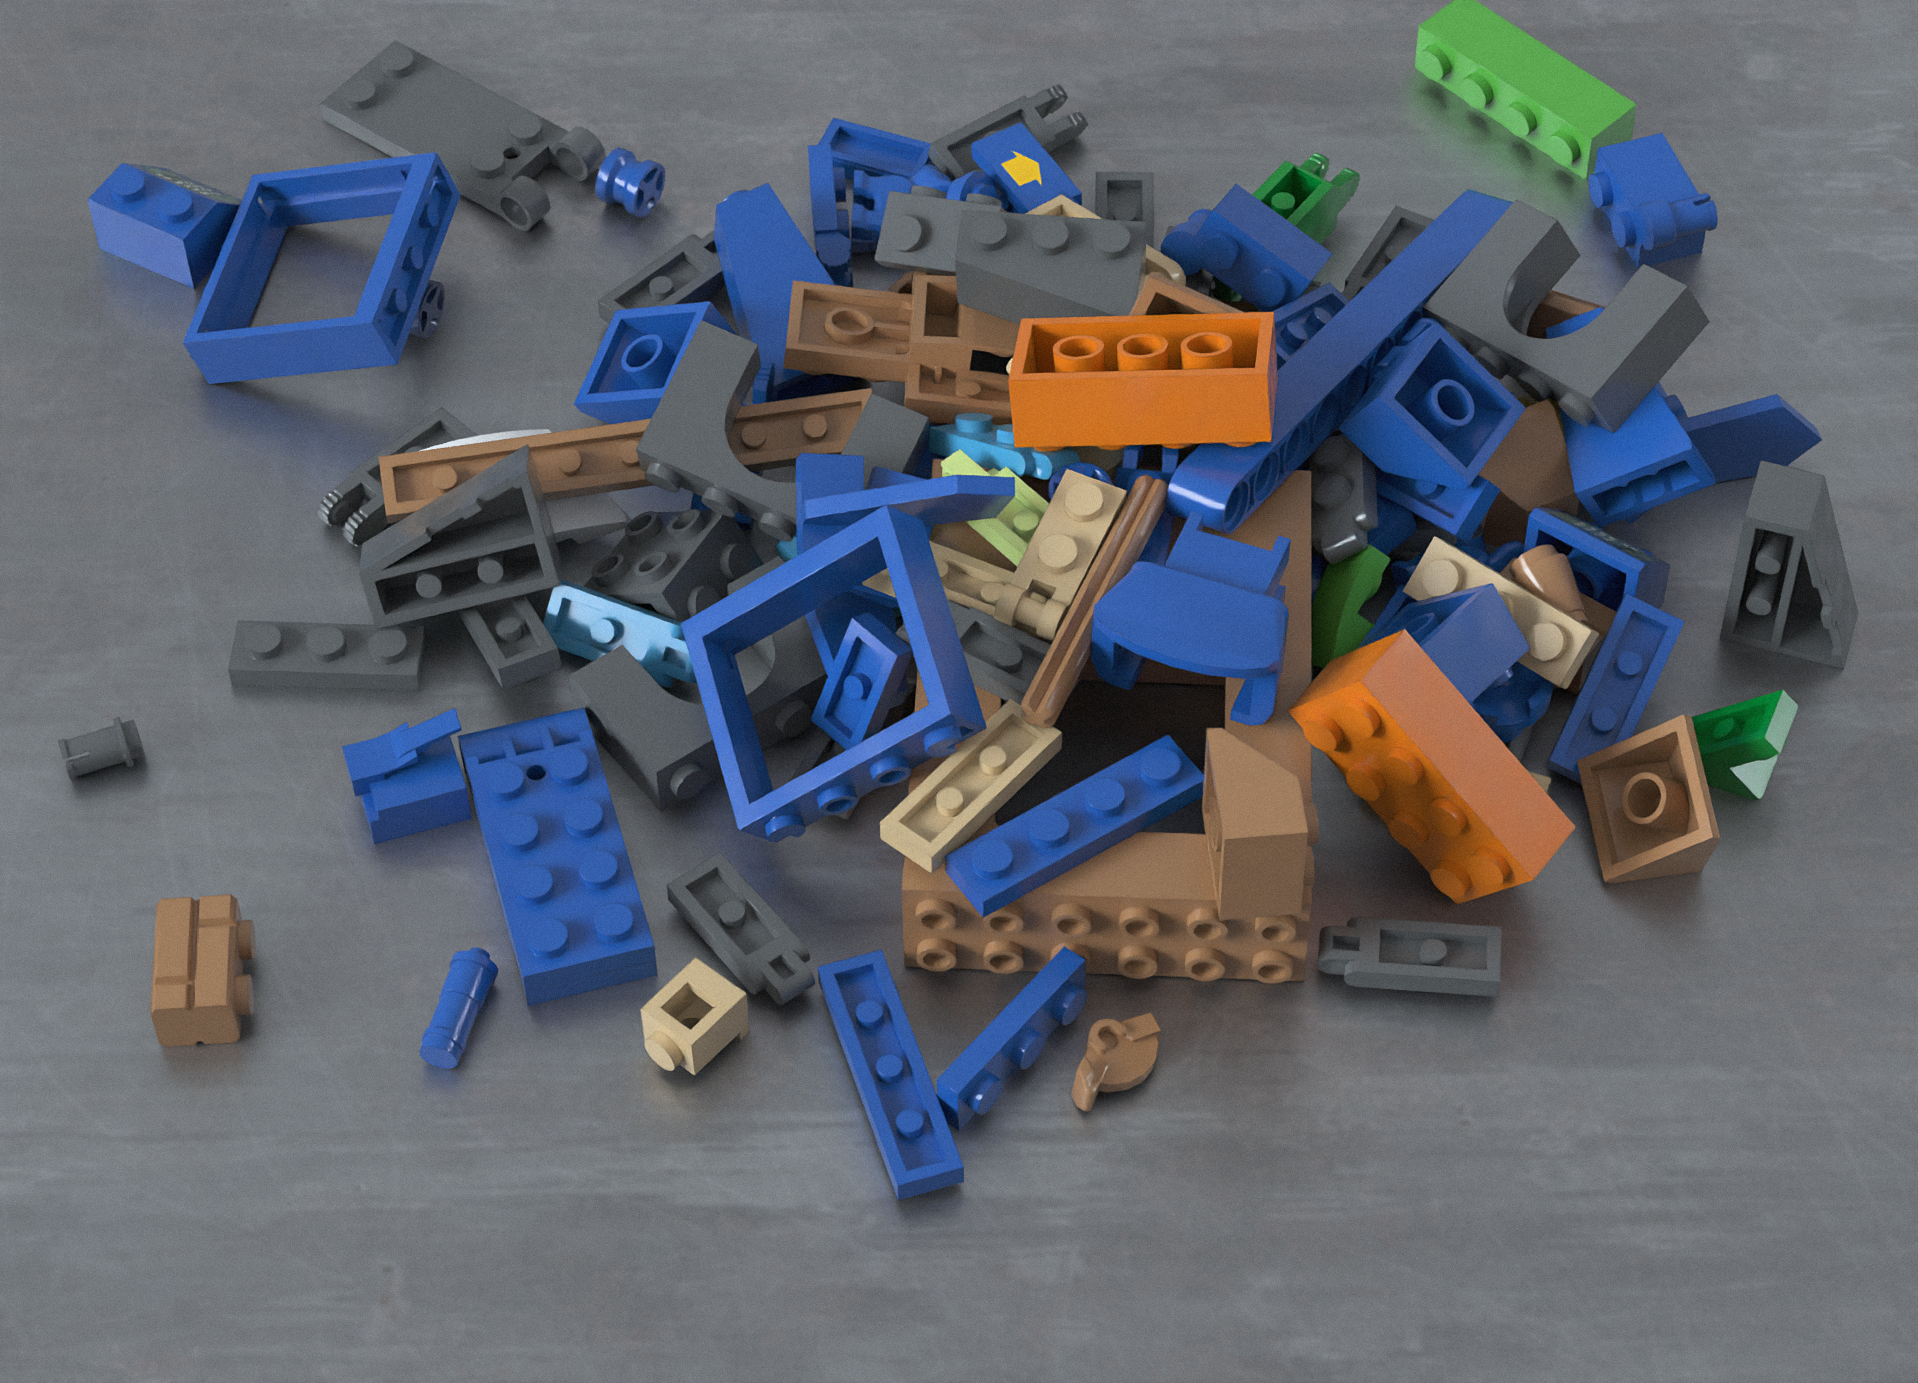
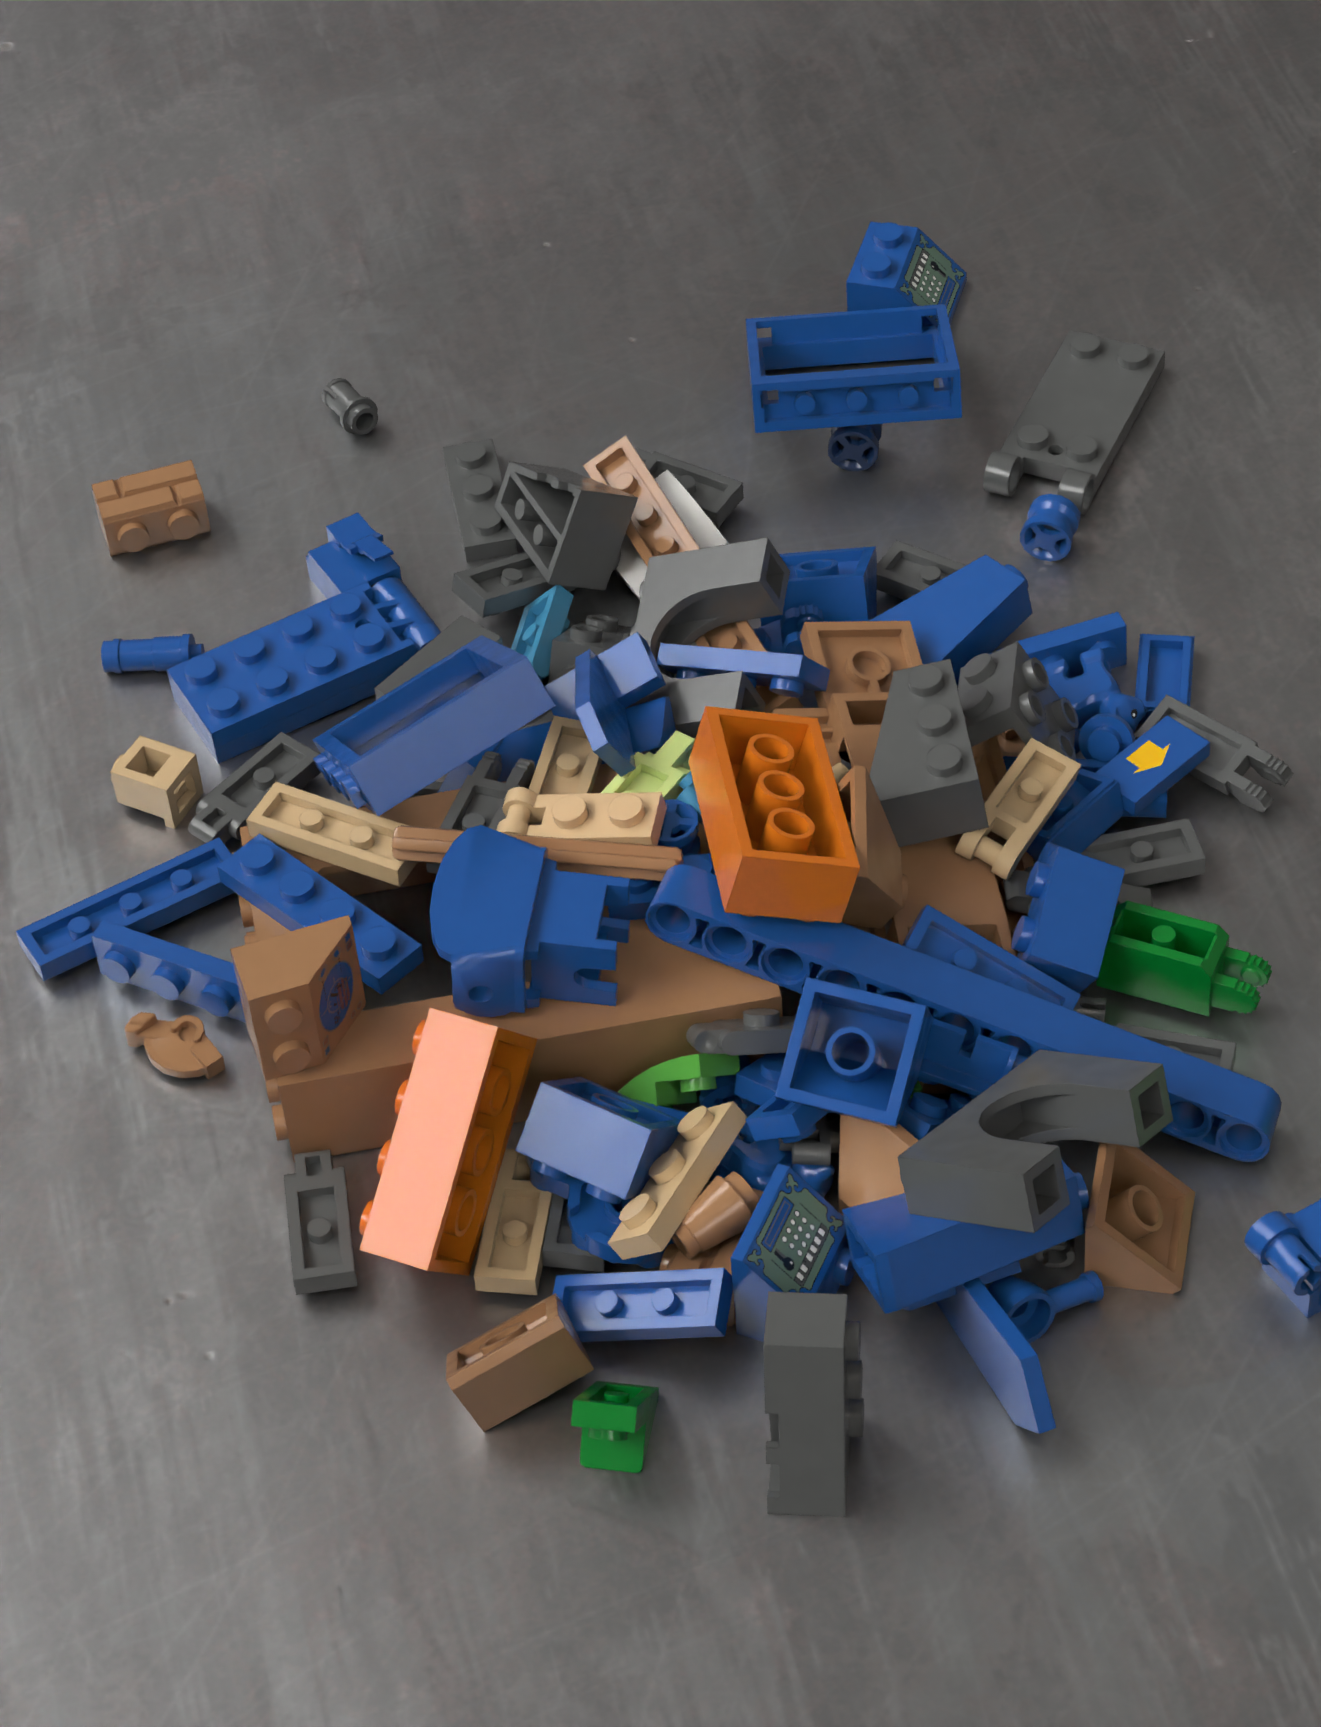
camera: 80 degrees right, 5 degrees down
(834, 411) = (782, 672): none -> plate

